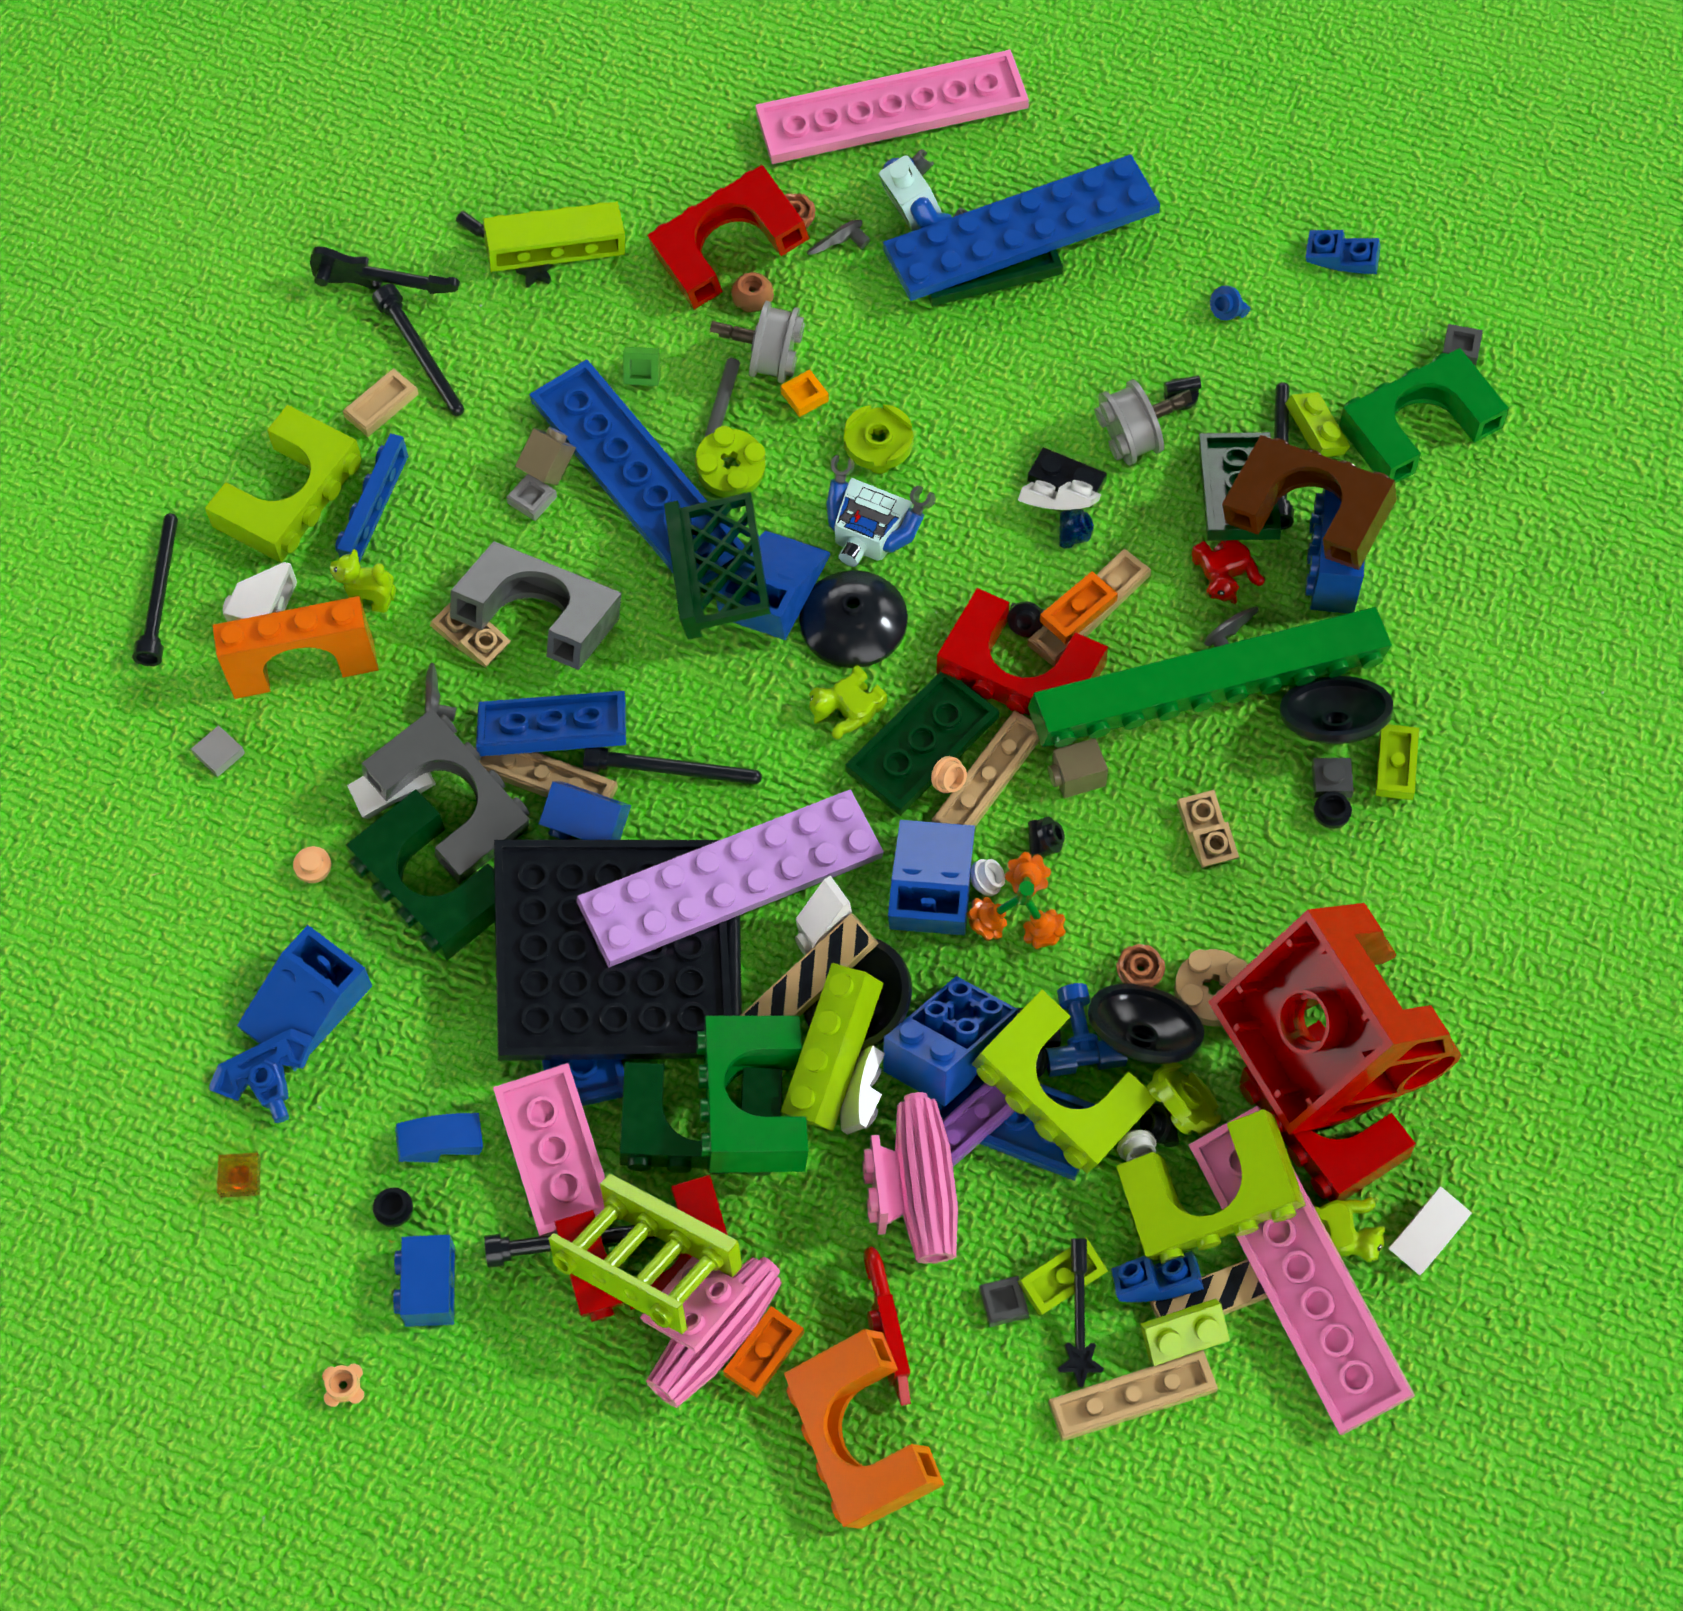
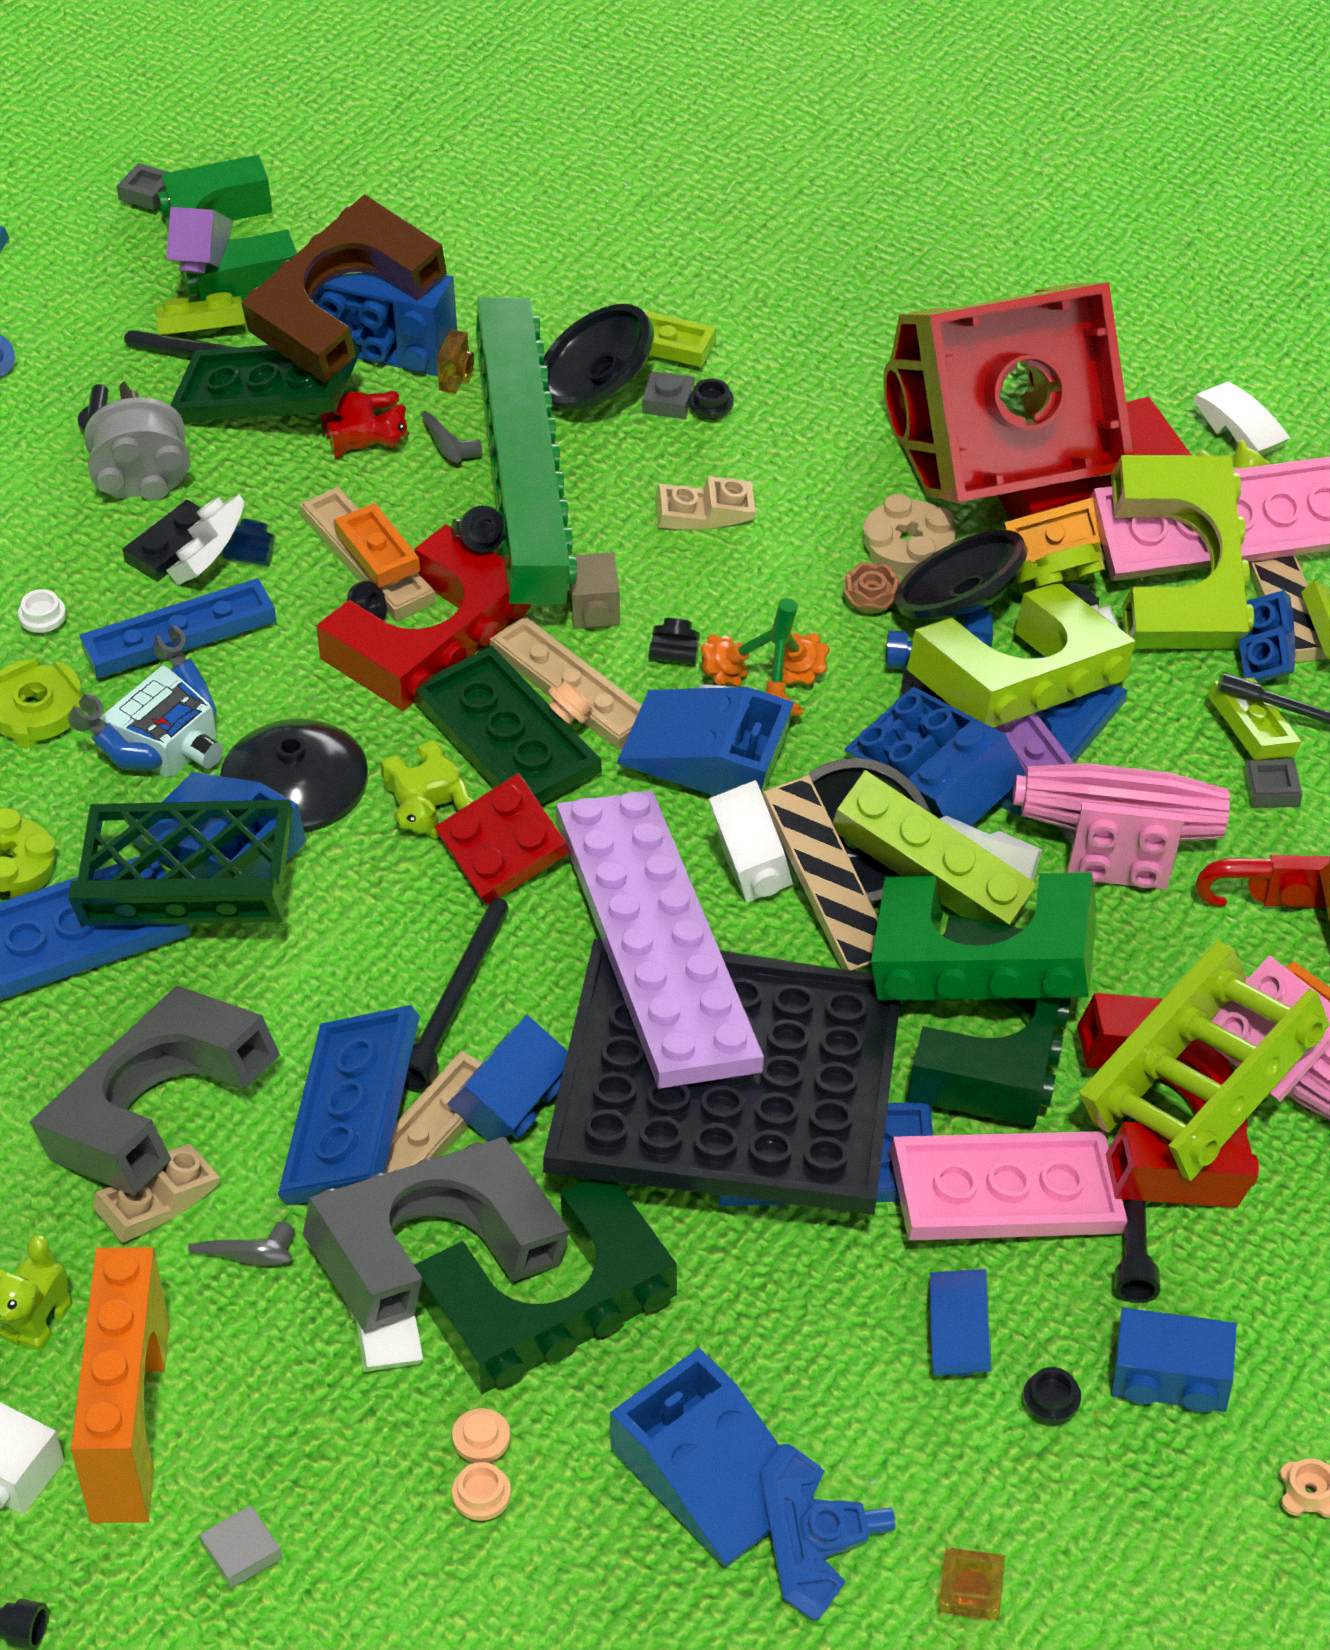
camera: 80 degrees left, 15 degrees down
(272, 874) = (481, 1491): none -> light nougat plate
(808, 762) = (502, 839): none -> red plate
(967, 416) = (41, 611): none -> white plate
(971, 505) = (200, 618): none -> blue plate
(1093, 665) = (479, 529): none -> black plate
(1227, 1086) = (1057, 529): none -> light orange plate
(1313, 609) = (454, 361): none -> clear orange plate
(1370, 391) = (197, 238): none -> medium lavender slope

